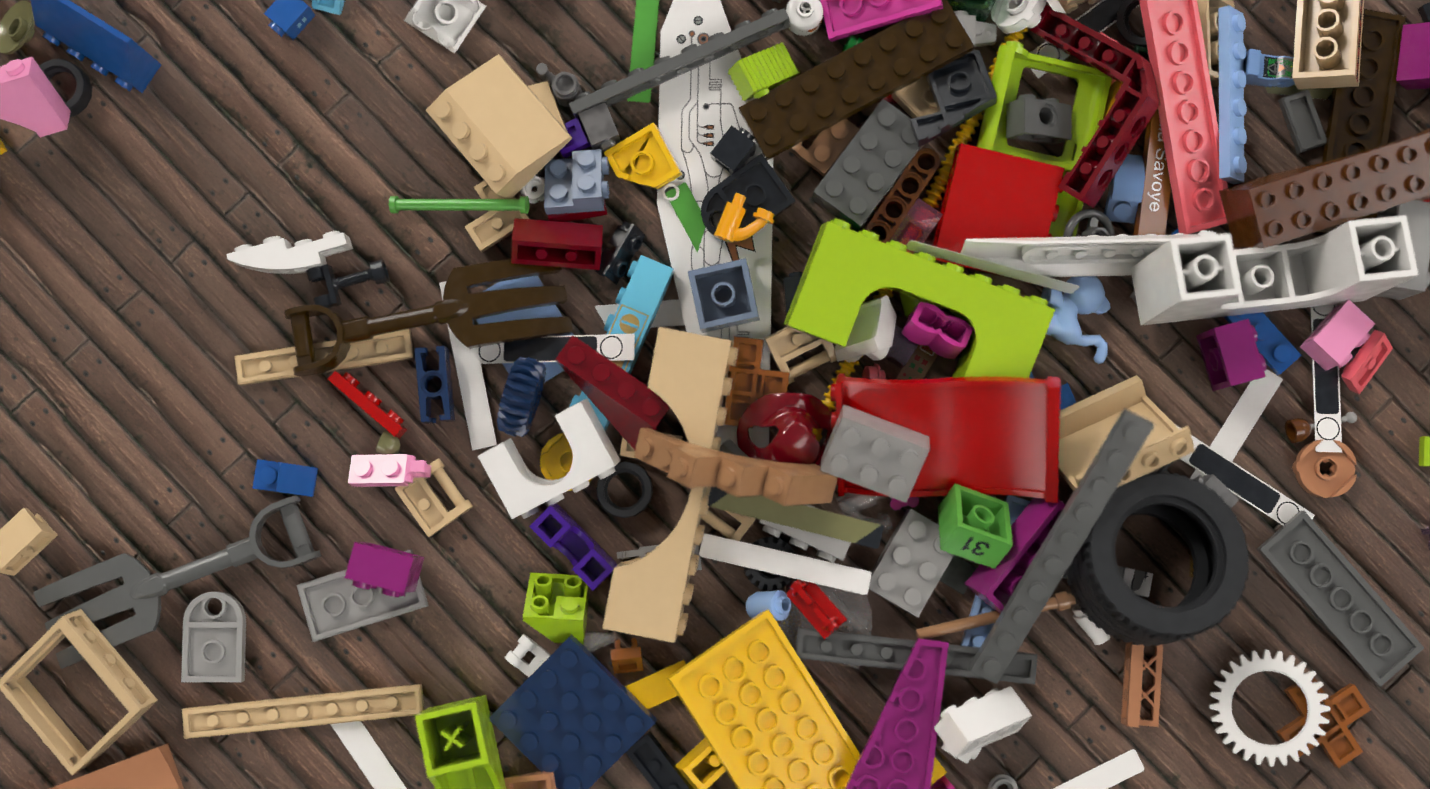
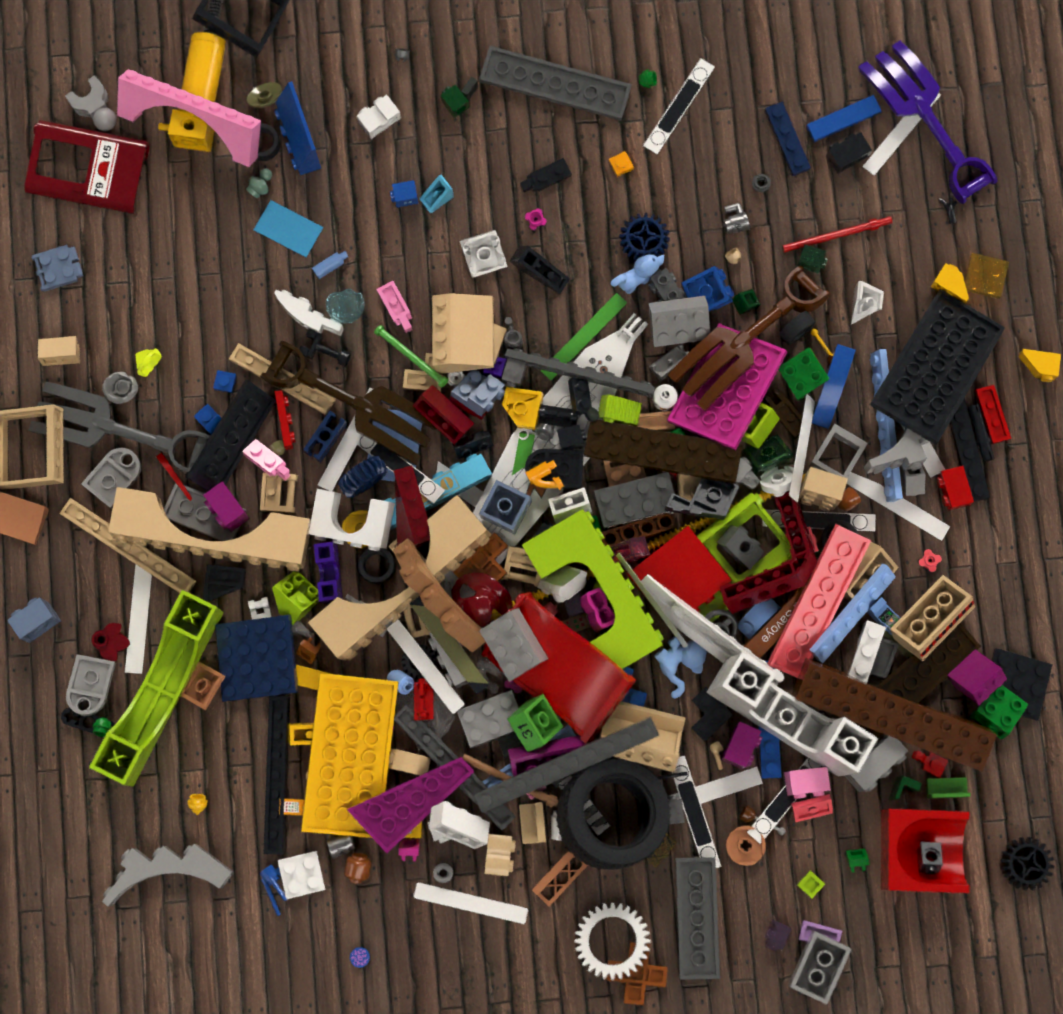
camera: 40 degrees right, 5 degrees down
(99, 144) = (257, 185): none -> sand green animal
(131, 526) = (120, 387): none -> light grey hair
(139, 467) = (147, 360): none -> neon yellow piece
(181, 169) = (288, 228): none -> dark azure sticker
(256, 415) = (225, 381): none -> blue plate
(262, 572) = (169, 469): none -> red sticker
(267, 172) = (329, 264): none -> medium blue cylinder
(297, 664) = (277, 541): none -> tan arch
(320, 476) = (231, 436): none -> black plate
(329, 206) = (345, 306): none -> clear light blue piece
(389, 158) = (395, 305): none -> bright pink hinge
(453, 659) = (222, 581): none -> black wing
(695, 168) = (544, 431): none -> dark grey plate
(696, 137) = (557, 416): none -> black hinge
(708, 93) = (581, 399): none -> black hinge
(797, 233) = (568, 504): none -> white brick
(816, 50) = (656, 421): none -> light nougat tile
(858, 694) = (408, 762): none -> tan brick
(1052, 715) = (498, 855): none -> tan brick
(1060, 644) = (532, 823): none -> tan panel
(1165, 344) = (715, 714): none -> black plate
(1198, 383) = (715, 749): none -> tan hand
(1277, 115) = (866, 651): none -> white arch

